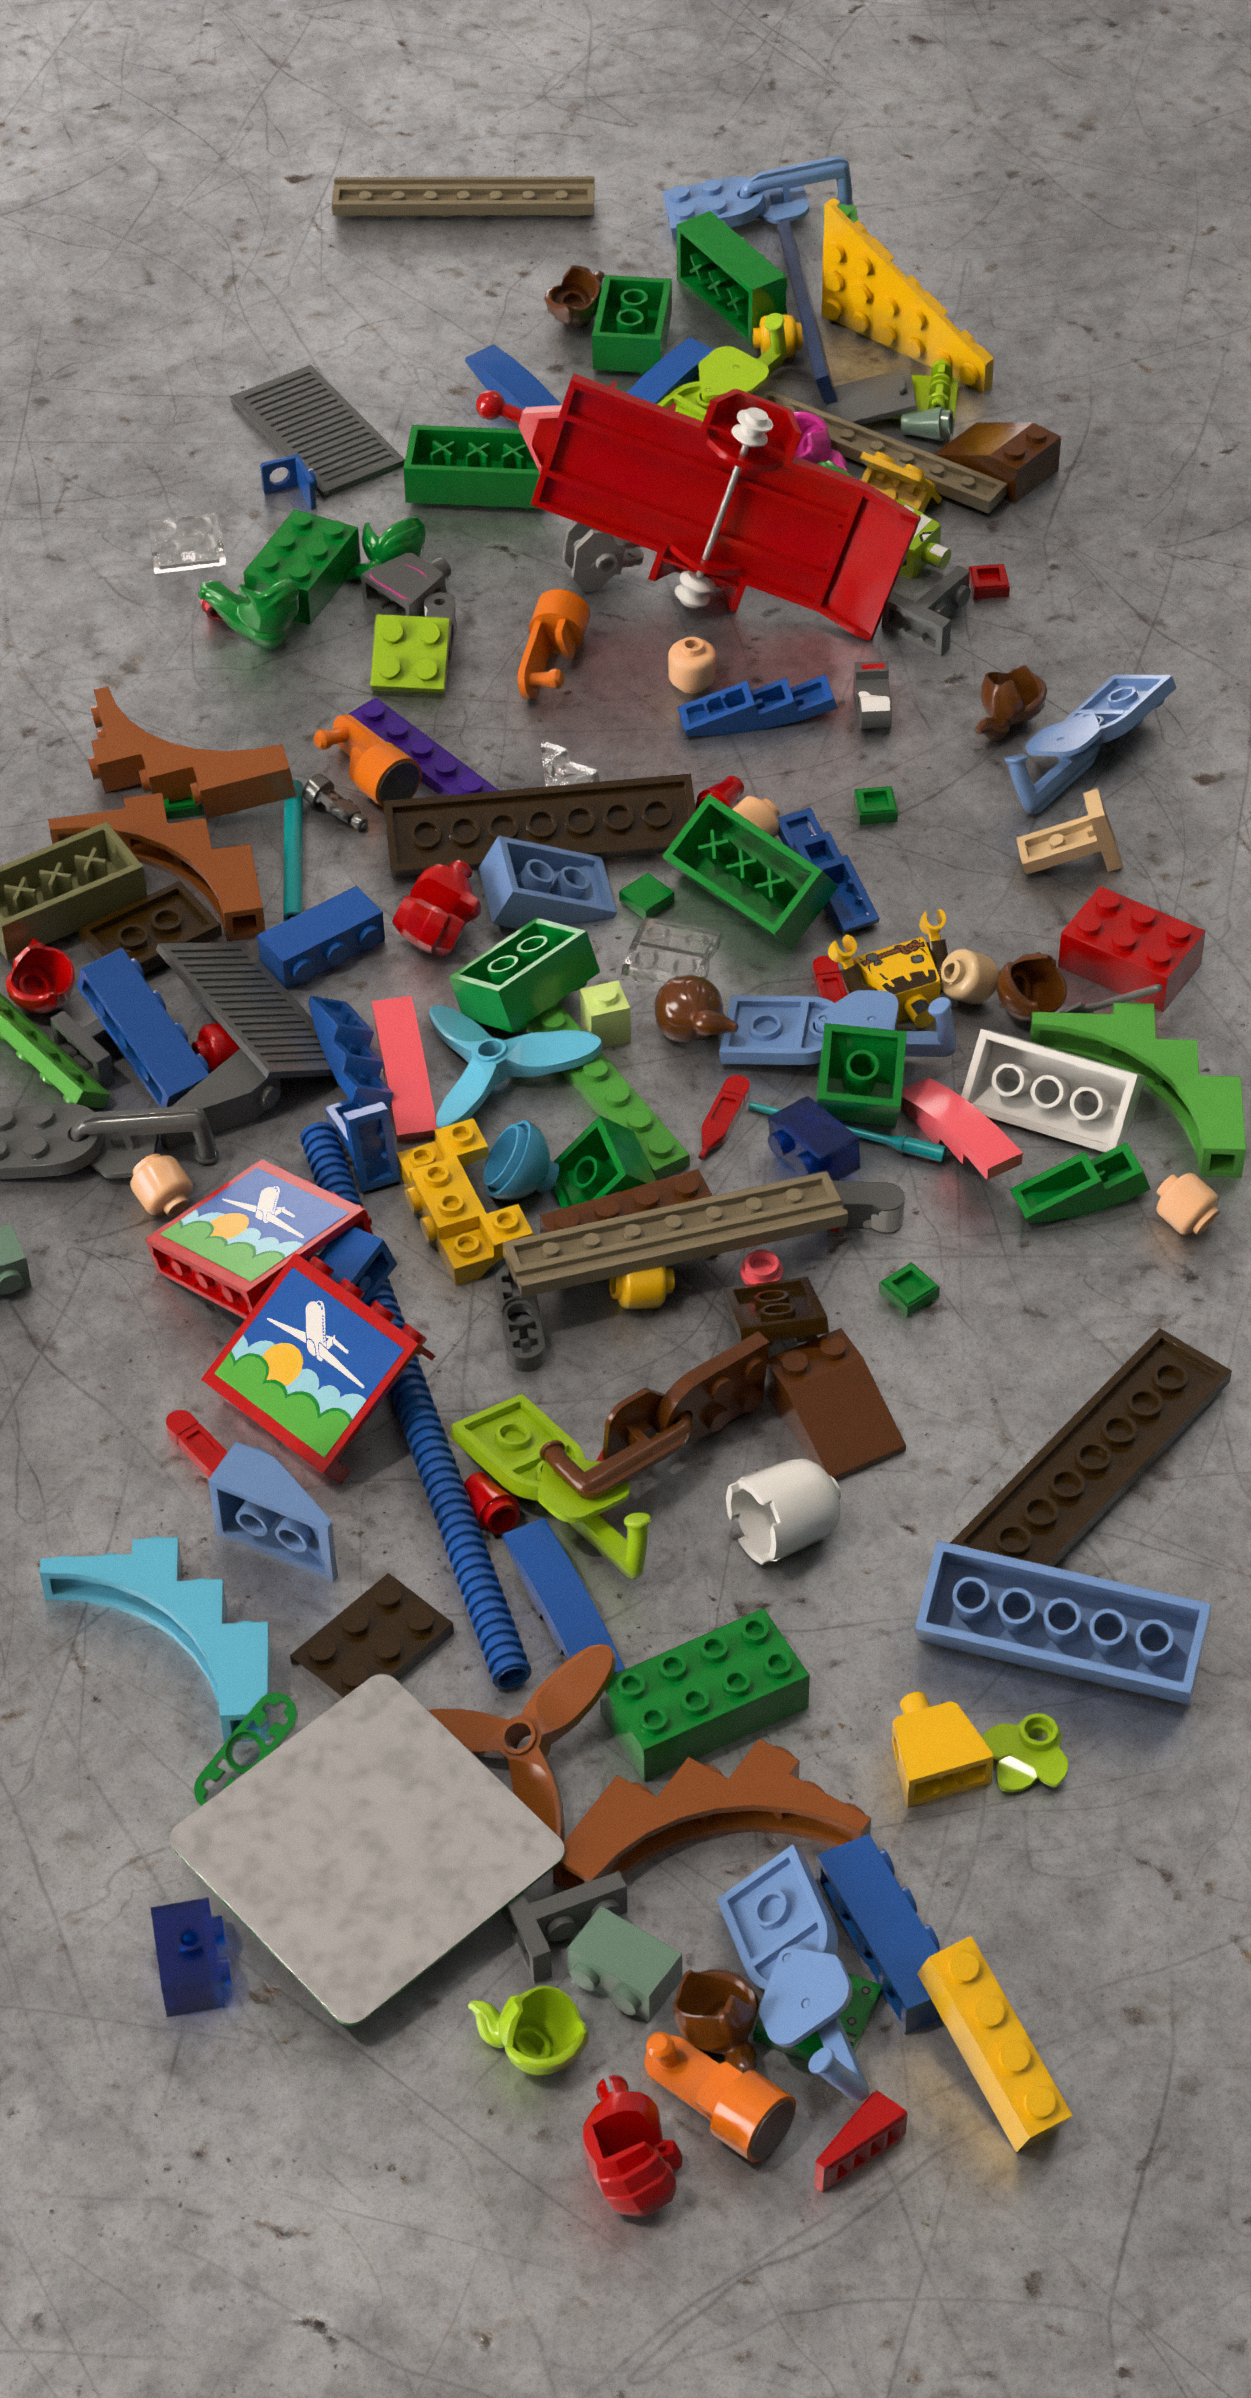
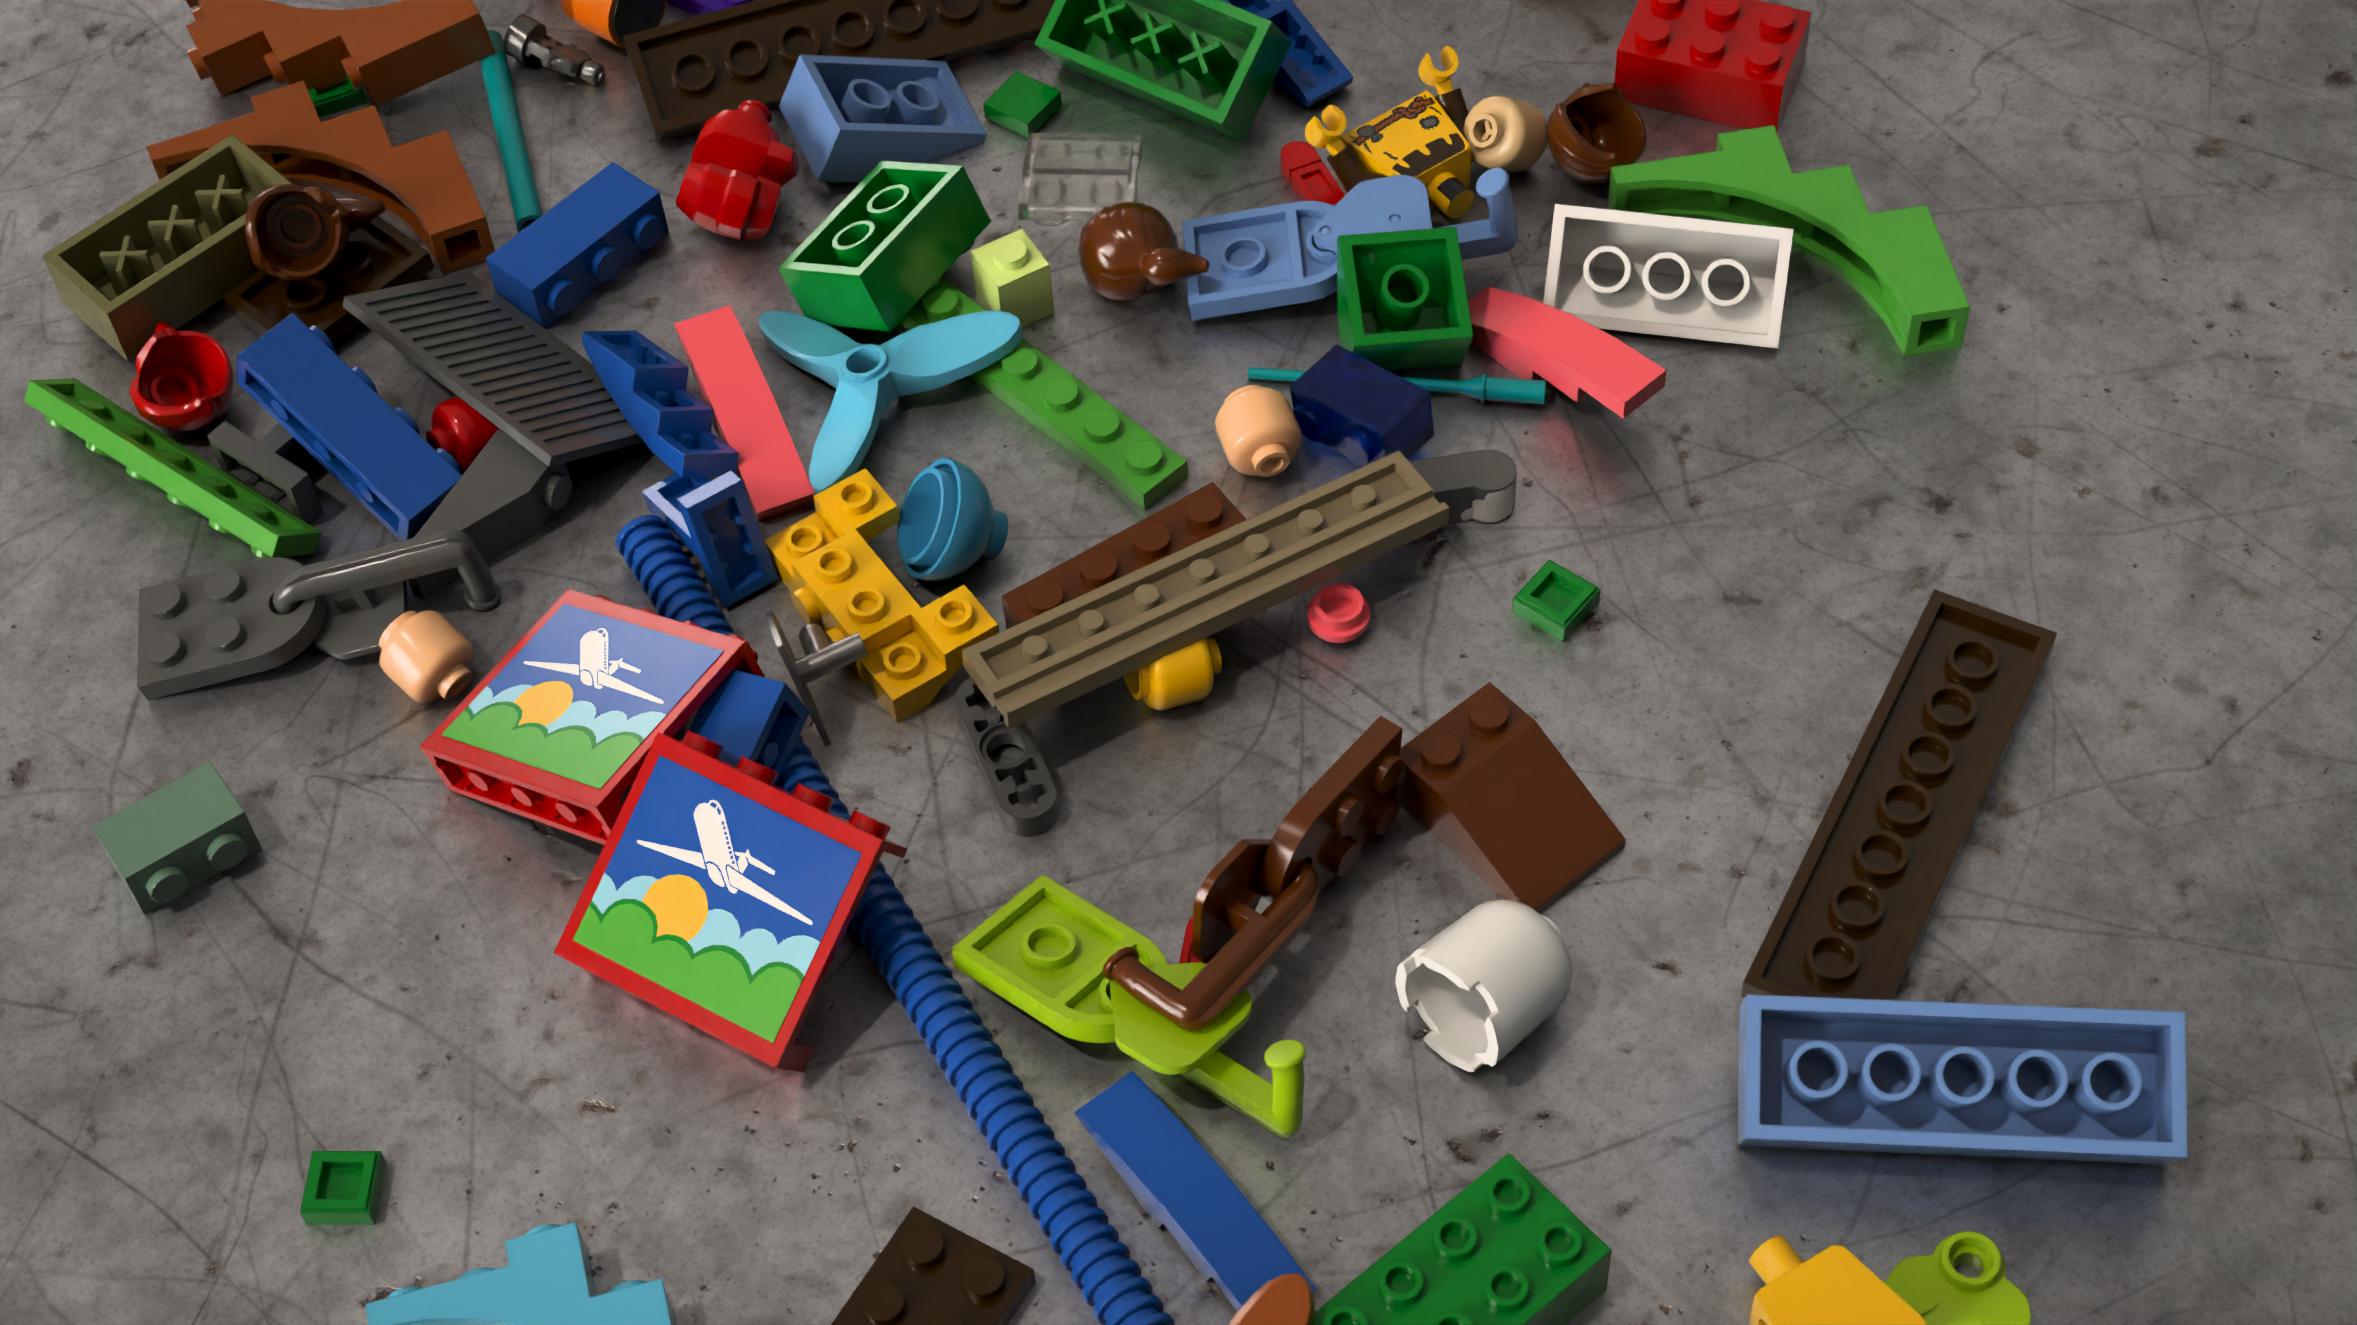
camera: 10 degrees left, 5 degrees up
(40, 1495) = (343, 1188): none -> green tile
(140, 894) = (303, 230): none -> reddish brown hair
(195, 1441) = (579, 1059): red piece -> none
(270, 1512) = (708, 1149): medium blue slope -> none
(412, 1233) = (819, 660): none -> flat silver shield
(493, 1506) = (1044, 1062): red cone -> none
(601, 1163) = (1067, 503): green slope -> none
(724, 1113) = (1218, 379): red piece -> none
(741, 1141) = (1258, 431): none -> light nougat head
(777, 1310) = (1386, 671): dark brown plate -> none
(1081, 1008) = (1677, 150): dark grey piece -> none
(1081, 1186) = (1753, 401): green slope -> none
(1187, 1204) = (1909, 399): light nougat head -> none

